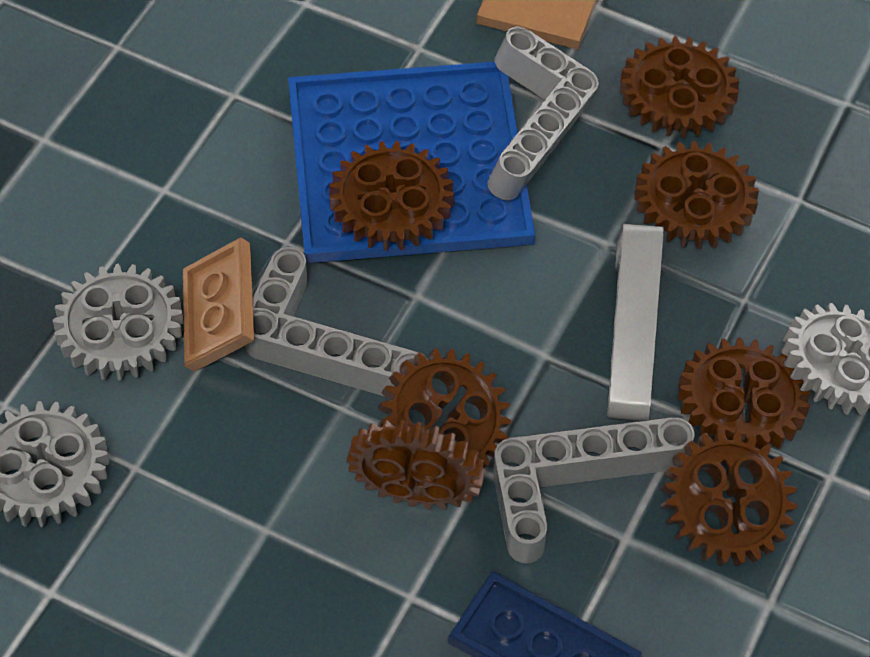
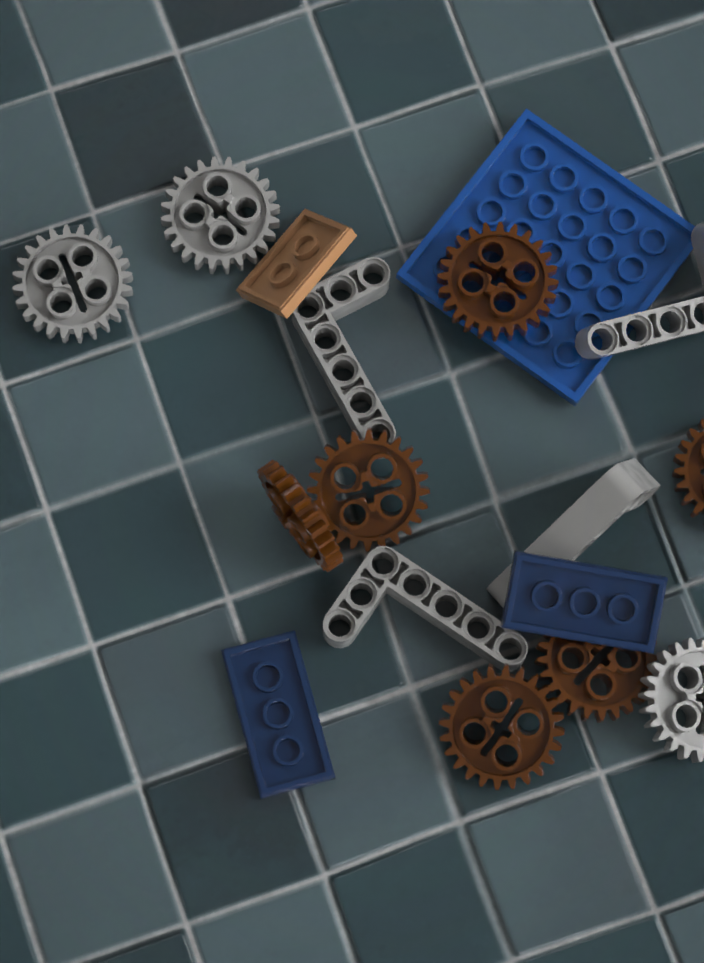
camera: 40 degrees right, 20 degrees up
(695, 349) = (584, 601): none -> dark blue tile

